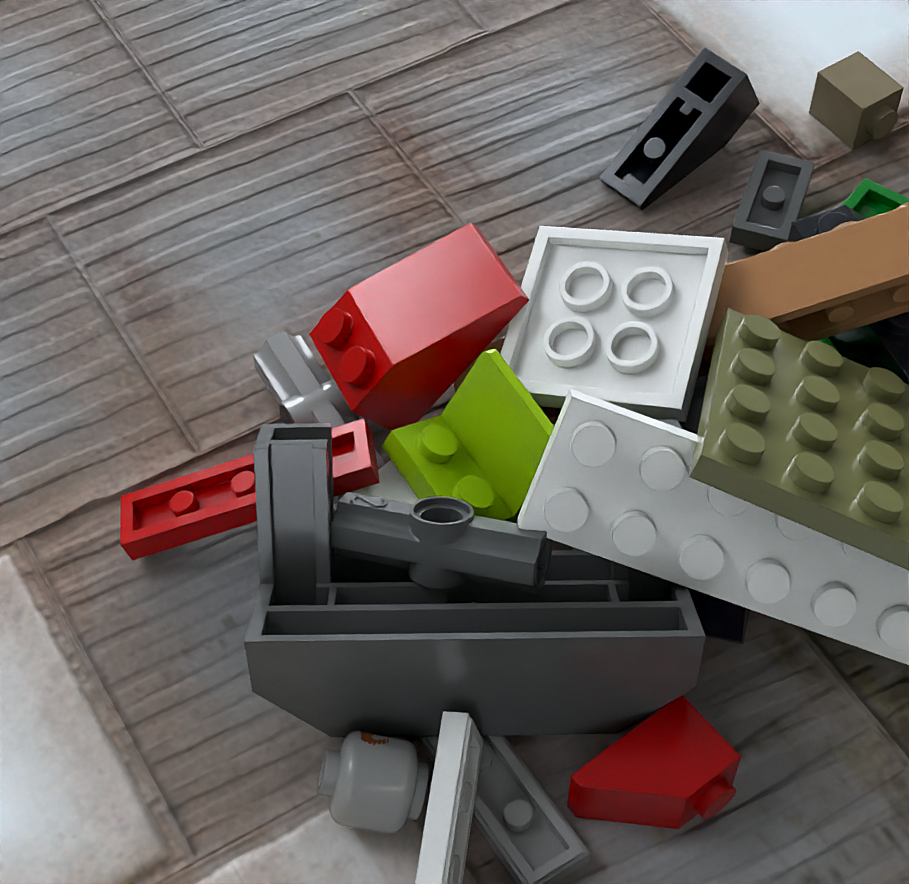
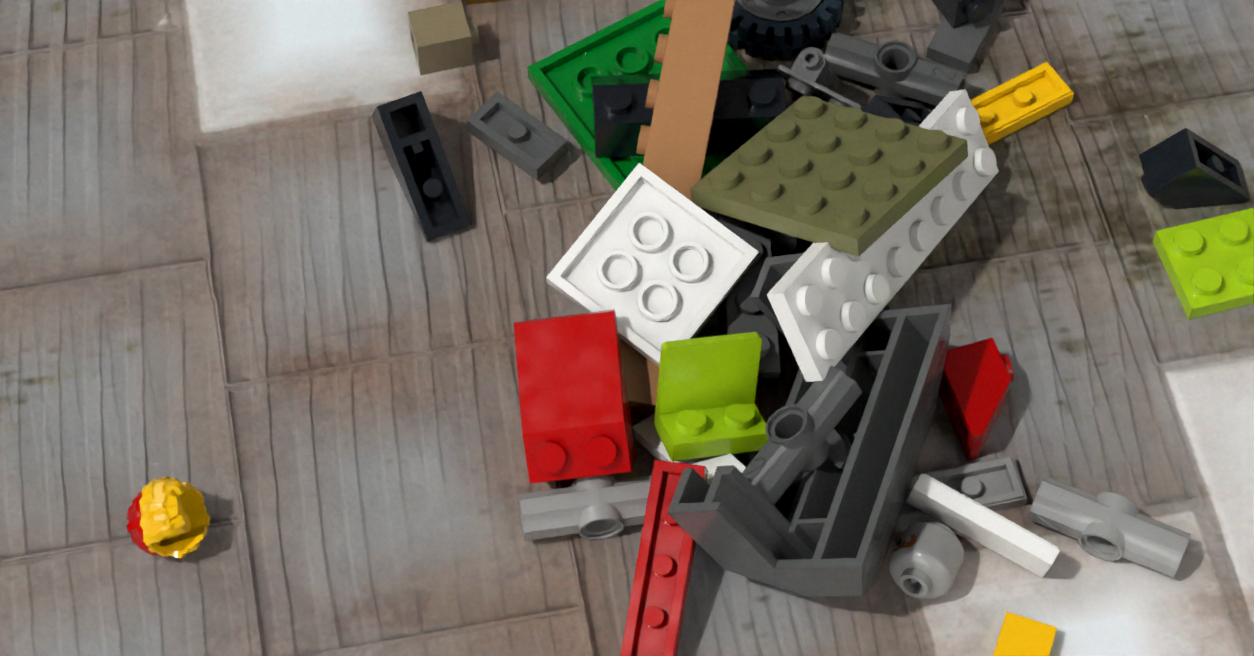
camera: 70 degrees left, 5 degrees up
(163, 77) = (168, 518): none -> yellow piece

